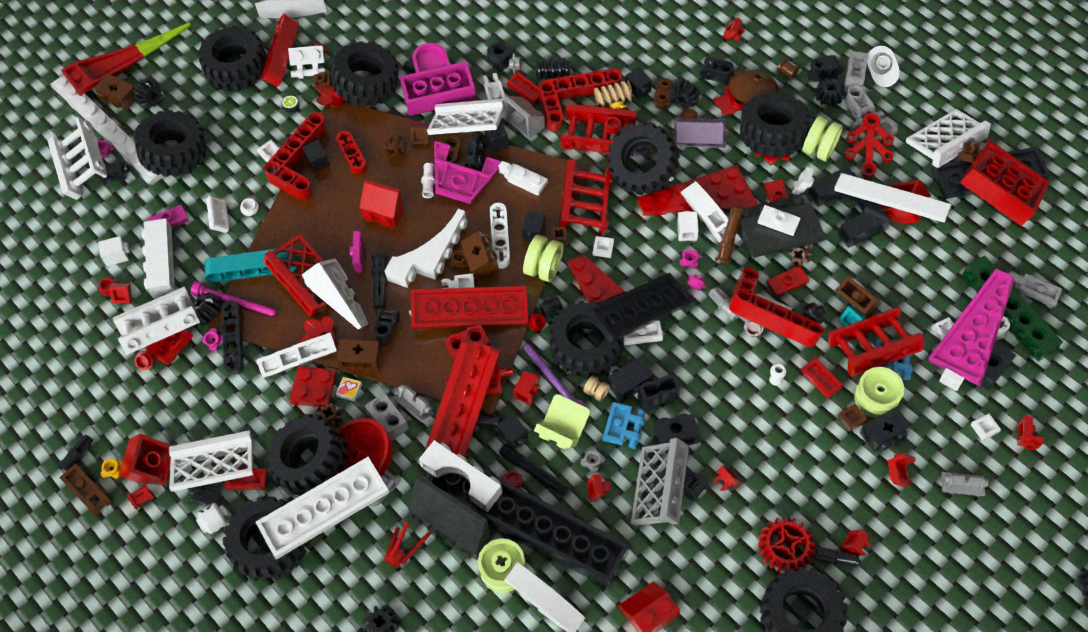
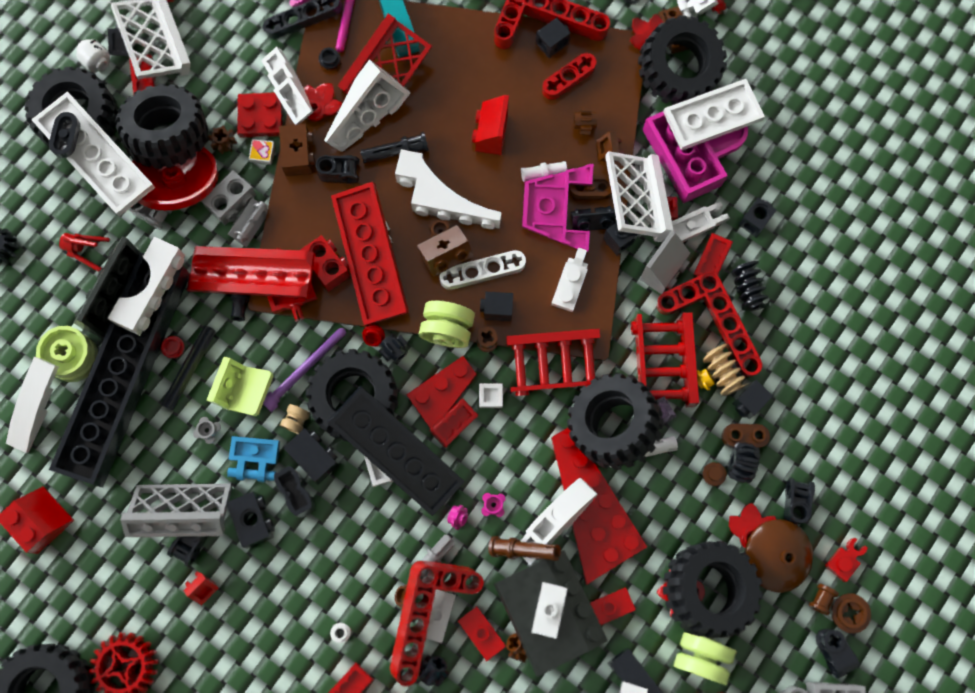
camera: 75 degrees right, 15 degrees up
(280, 320) = (329, 58): none -> black plate
(303, 522) = (61, 136): none -> black plate
(356, 252) = (428, 115): dark pink plate -> none
(417, 58) = (713, 114): none -> white plate
(459, 281) = (404, 239): white plate -> none
(512, 432) = (227, 335): black brick -> none
(515, 63) = (749, 238): light grey plate -> none
(527, 387) = (285, 340): red brick -> none
(597, 488) = (171, 441): red tile -> none
(613, 125) = (669, 376): red plate -> none
(620, 275) = (453, 422): none -> red plate
(687, 226) = (539, 494): white brick -> none
(700, 132) = (690, 492): clear purple piece -> none
(734, 29) = (876, 514): red tile -> none
(762, 55) = (844, 562): none -> red plate
(803, 52) = (860, 619): none -> reddish brown gear
(804, 181) = (629, 639): white plate -> none
(830, 92) = (788, 669): black gear -> none

